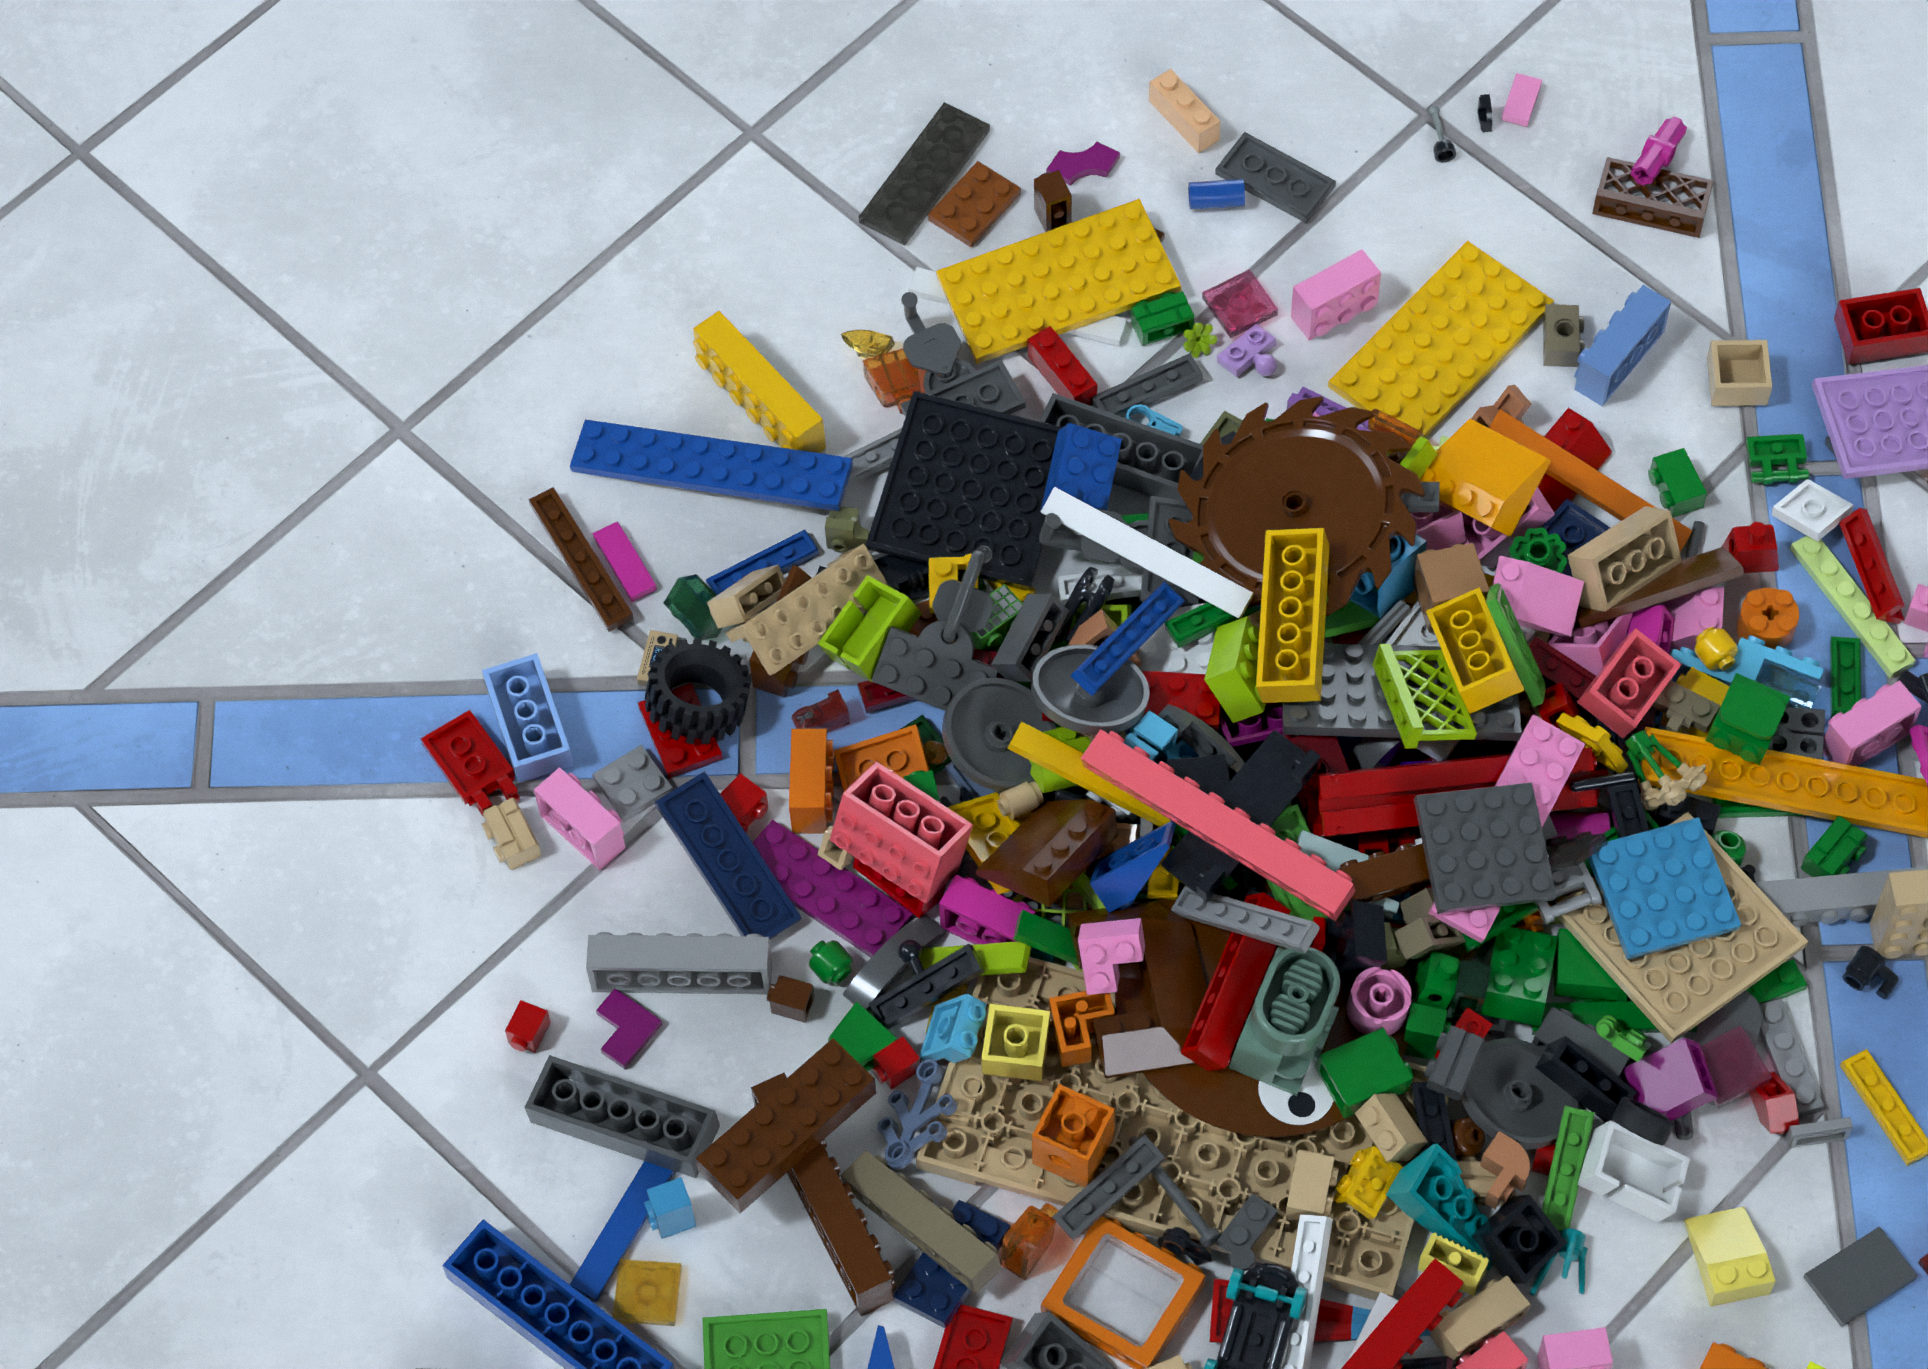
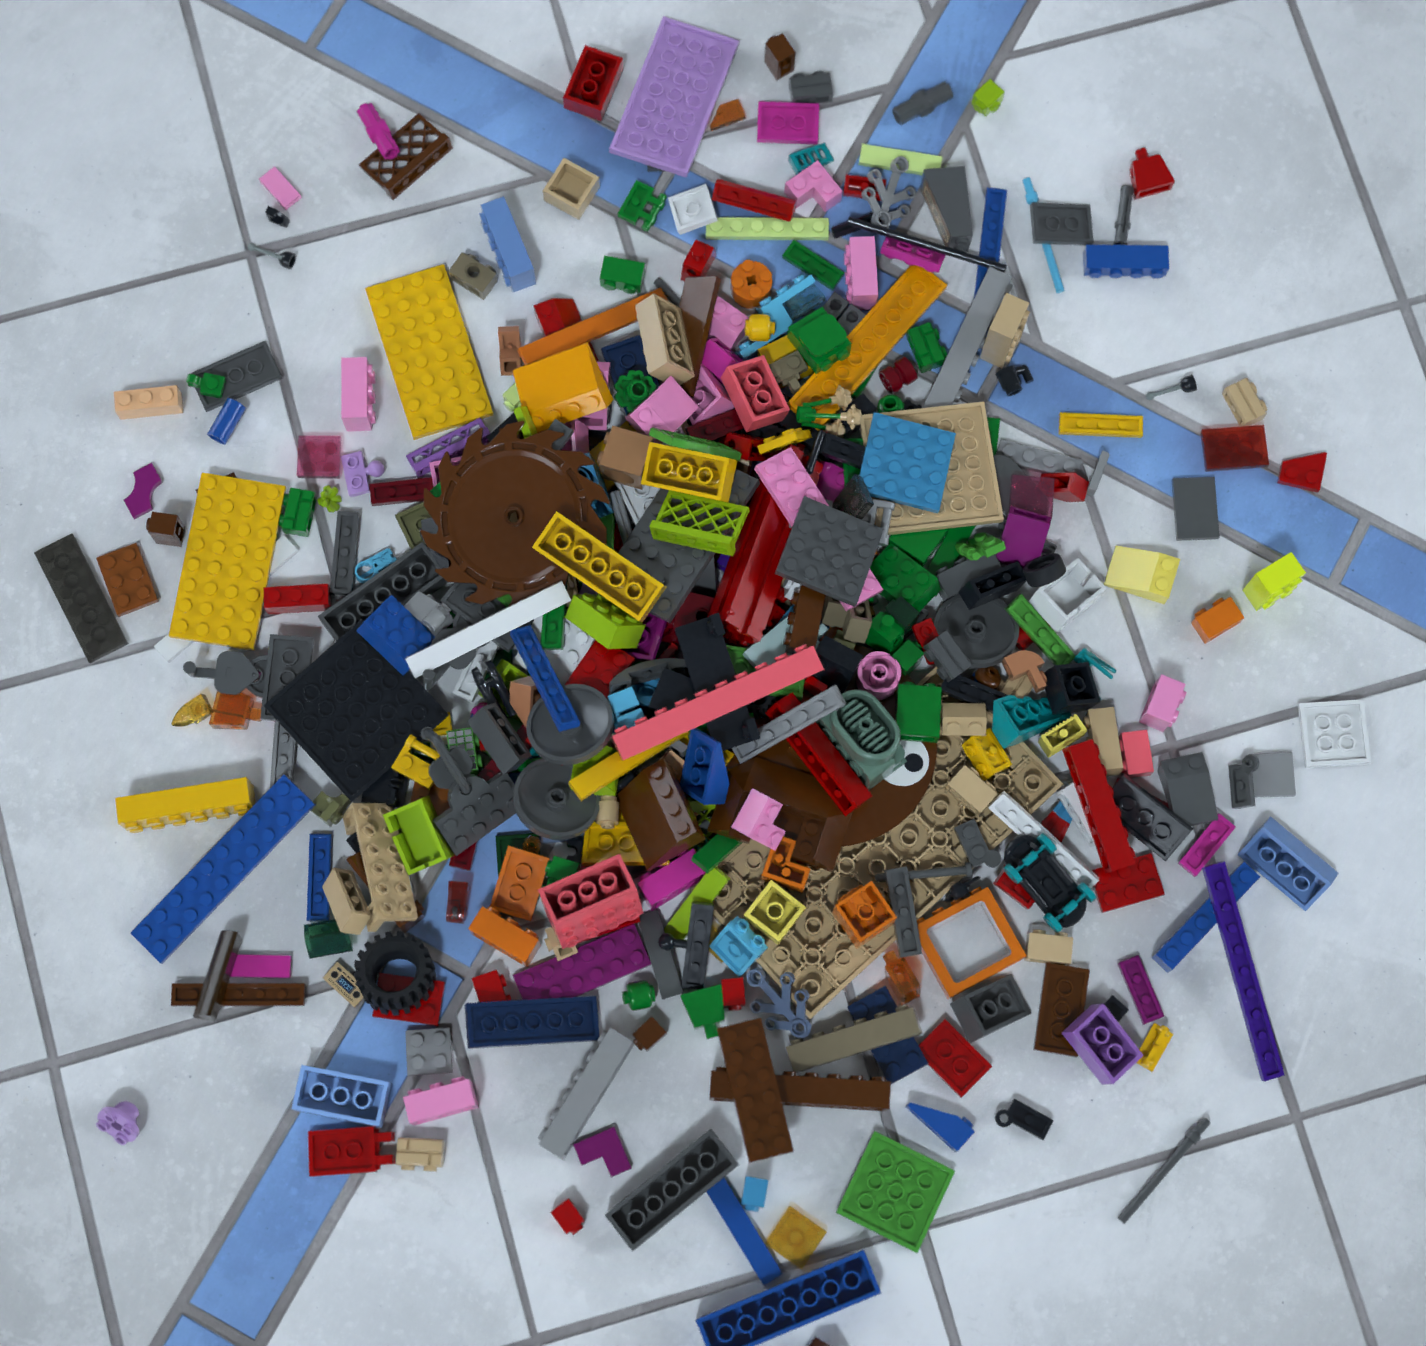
camera: 65 degrees left, 15 degrees up
(372, 520) = (119, 1122): none -> lavender plate
(587, 523) = (218, 976): none -> dark brown brick
(1130, 493) = (429, 612): none -> light grey hinge
(1244, 155) = (209, 385): none -> green plate
(1249, 394) = (399, 491): none -> dark red plate
(1385, 423) = (479, 419): clear orange tile -> none
(1775, 838) = (896, 376): none -> dark red wheel

